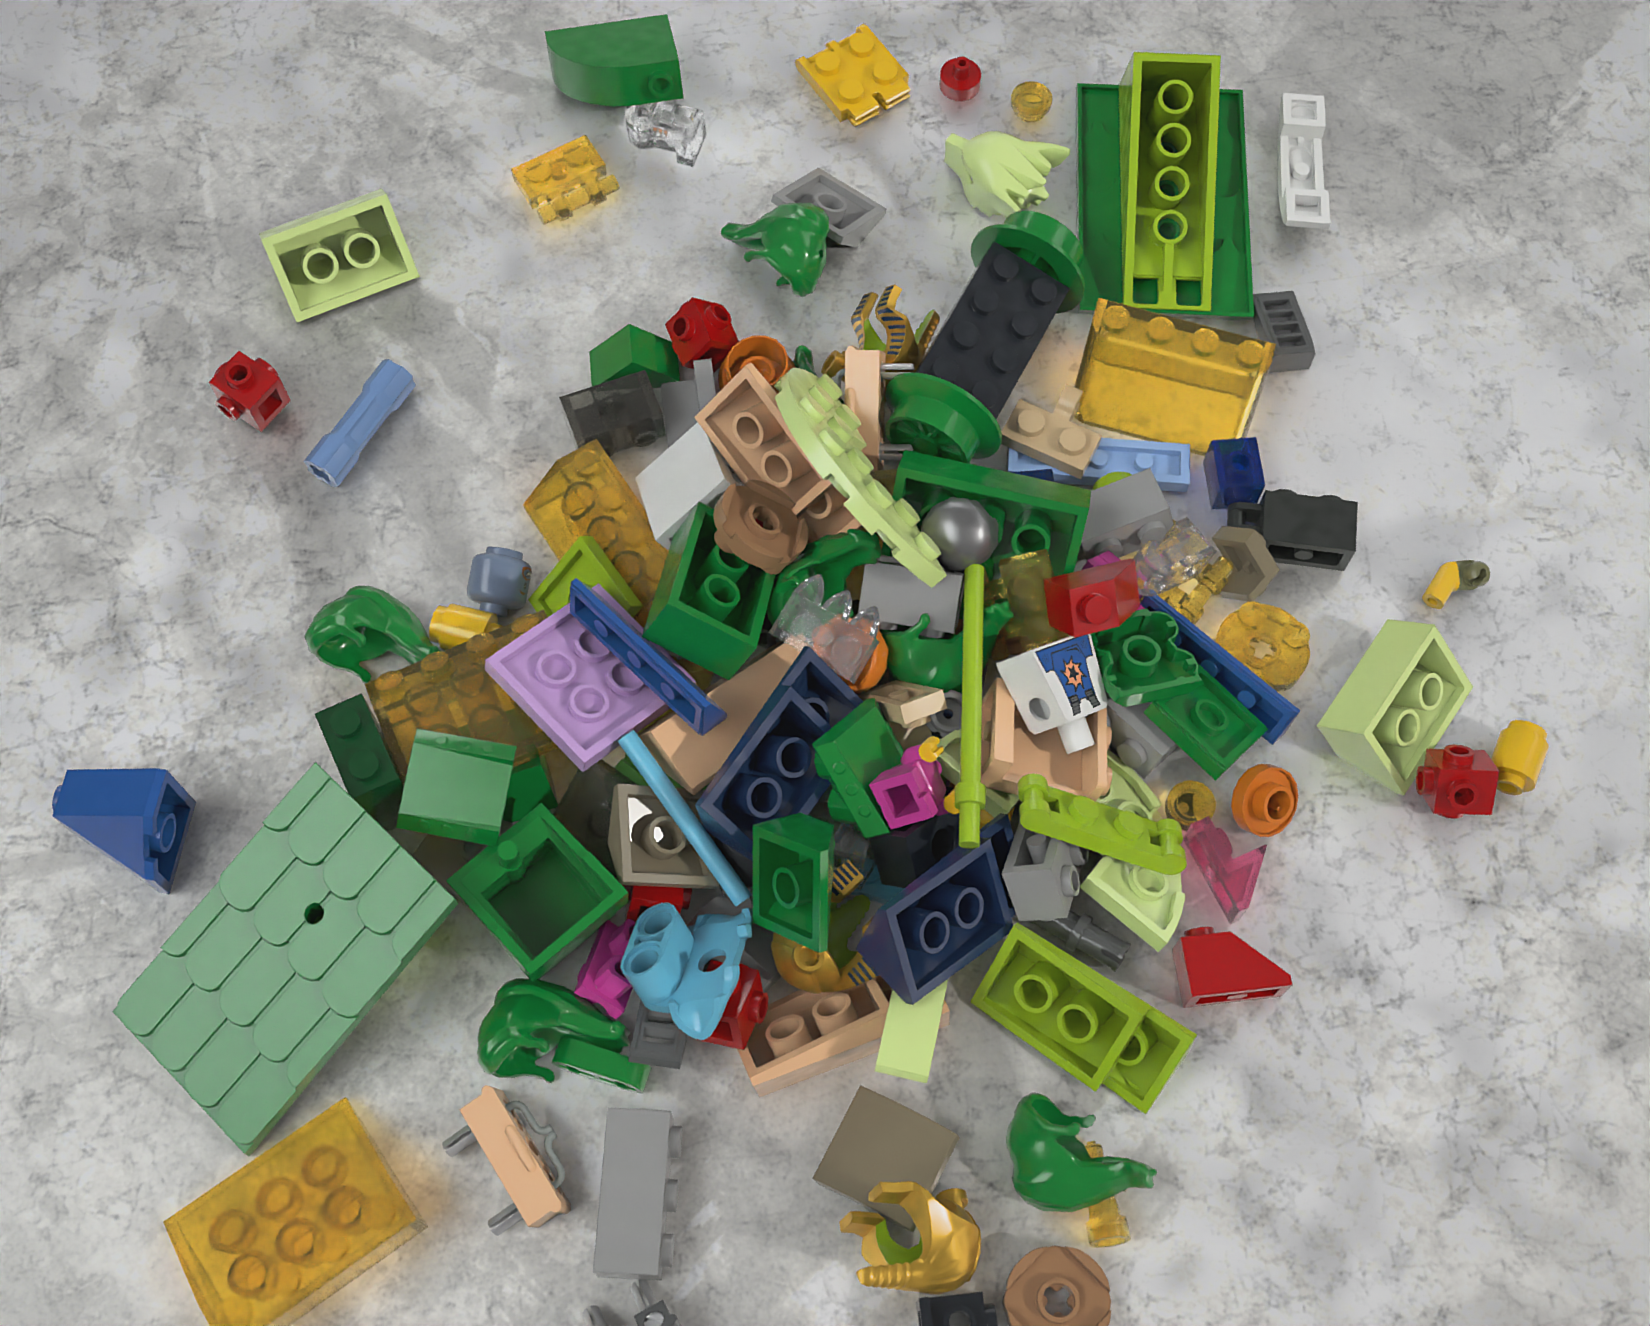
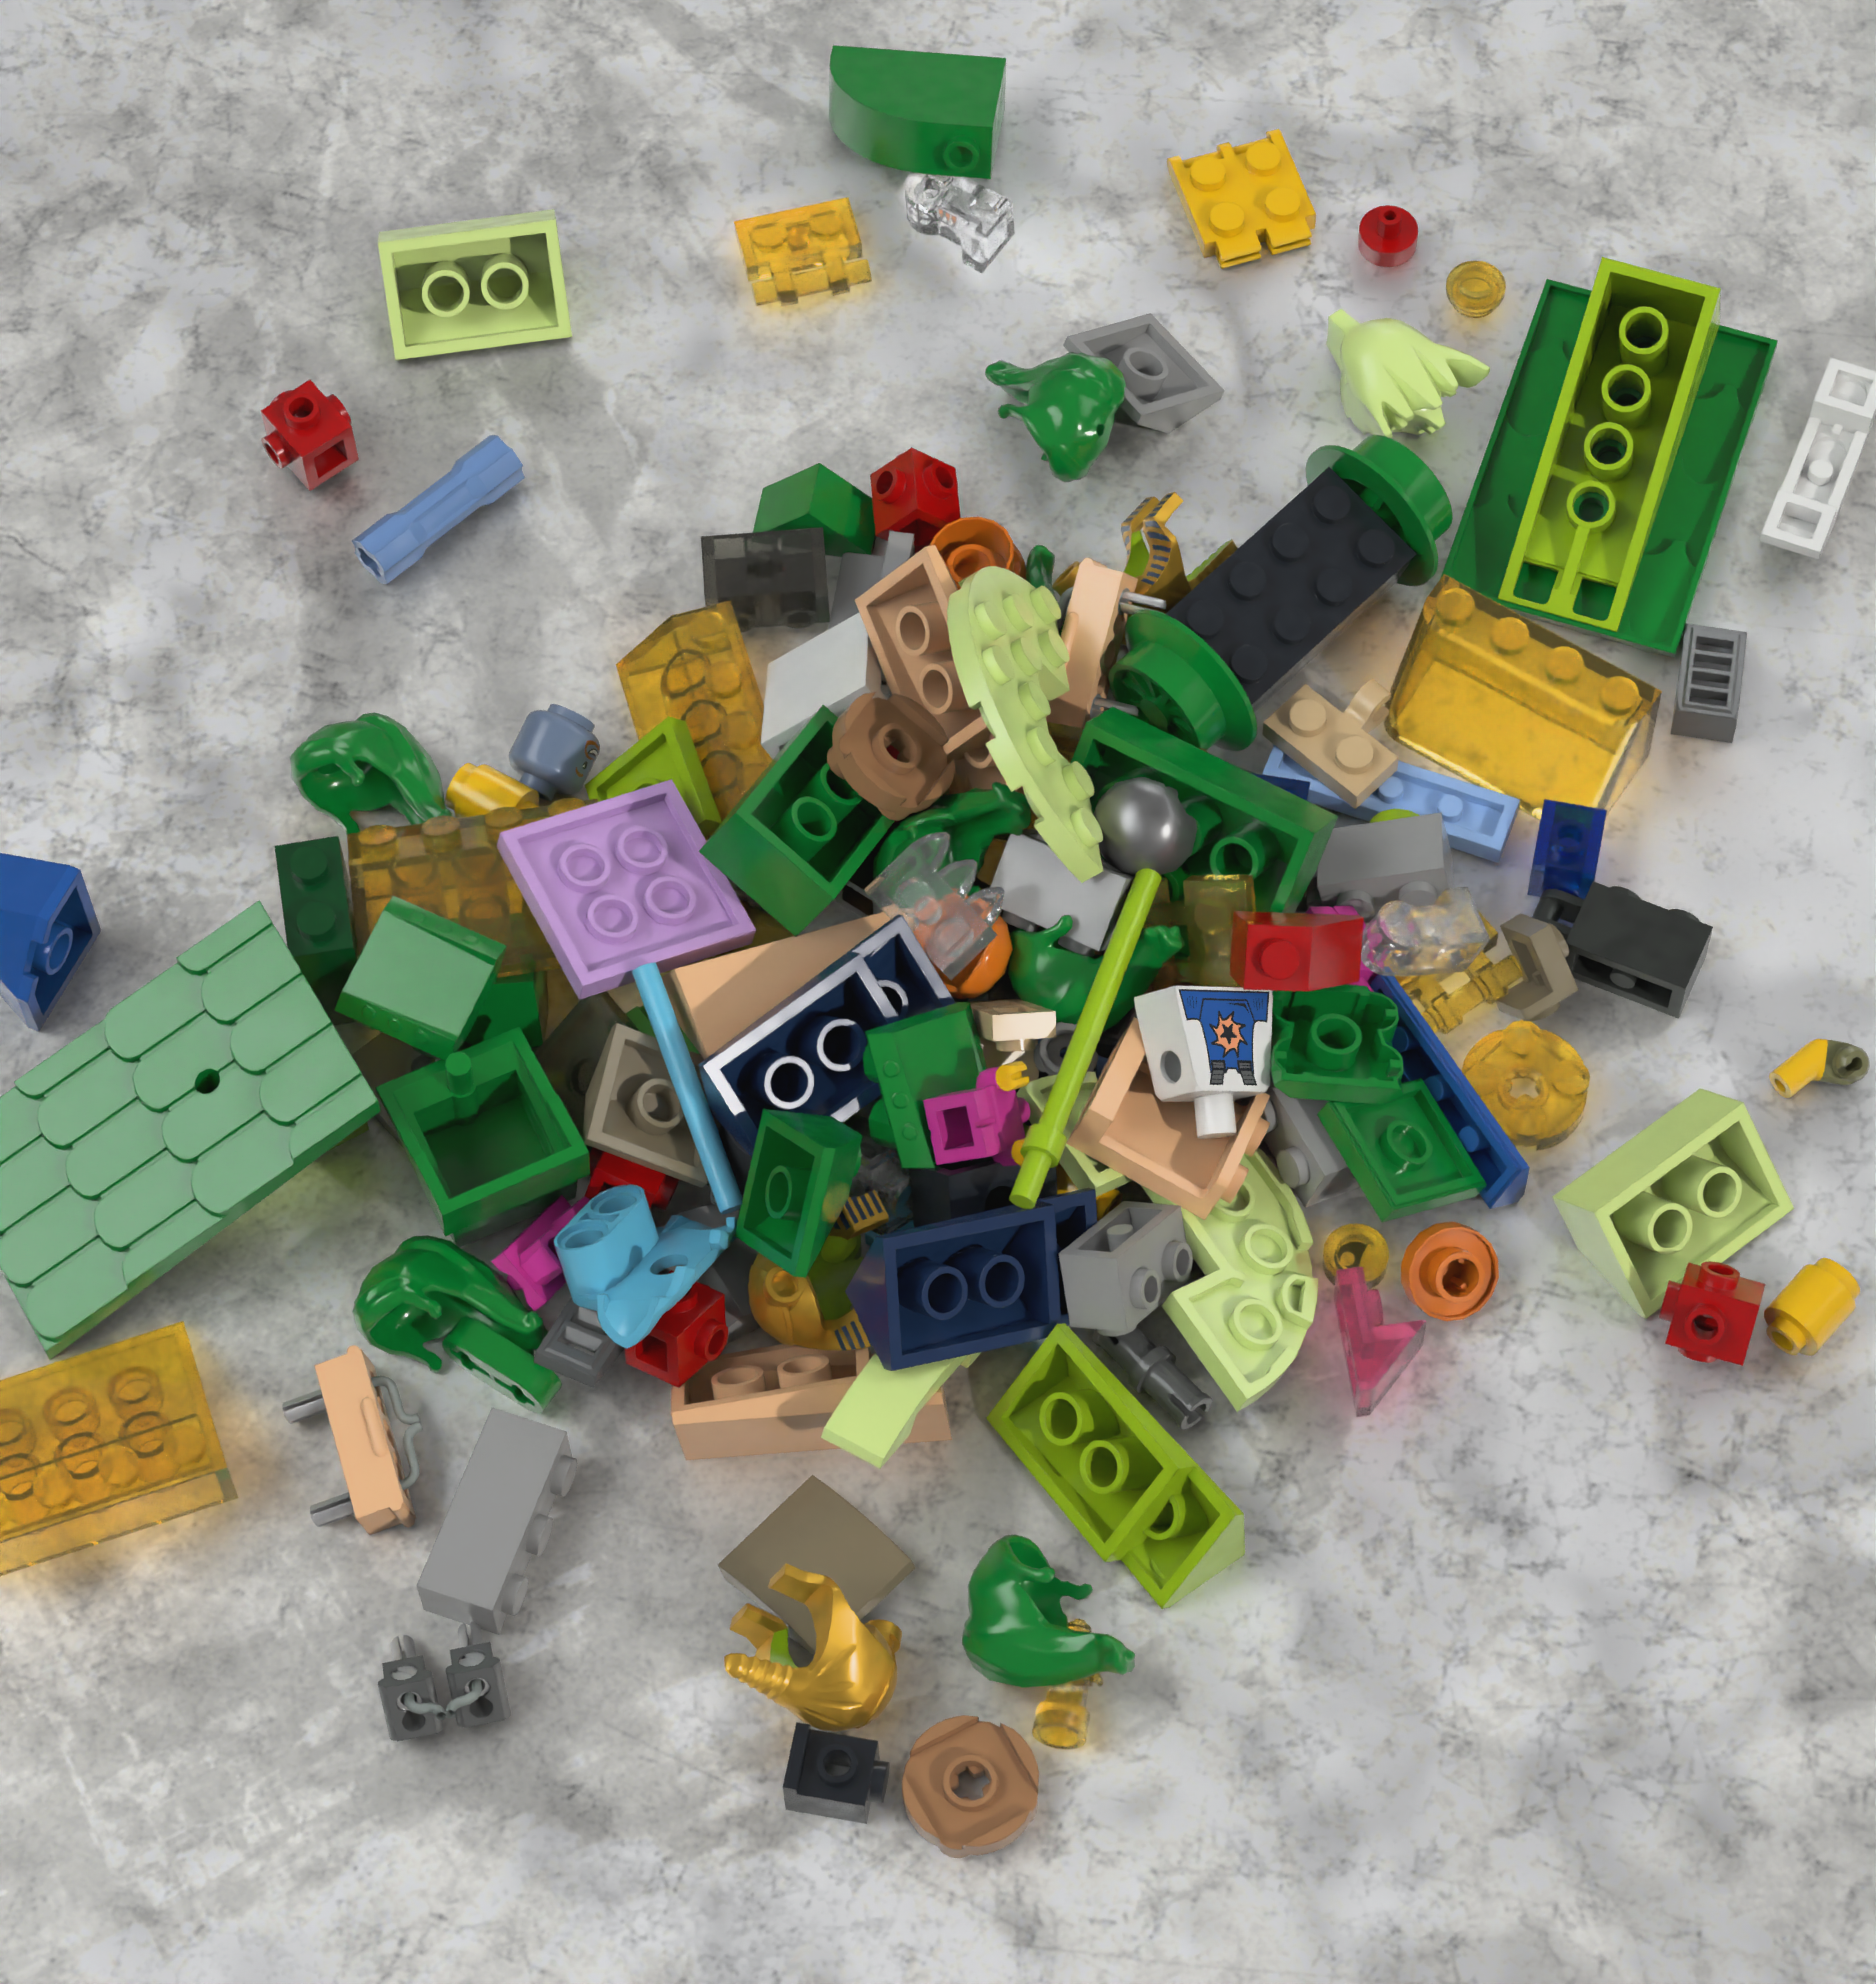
camera: 20 degrees right, 5 degrees down
(644, 659) = (695, 881): blue slope -> none
(1101, 827) = (1208, 1235): lime plate -> none
(1224, 970) = (1321, 1463): red slope -> none

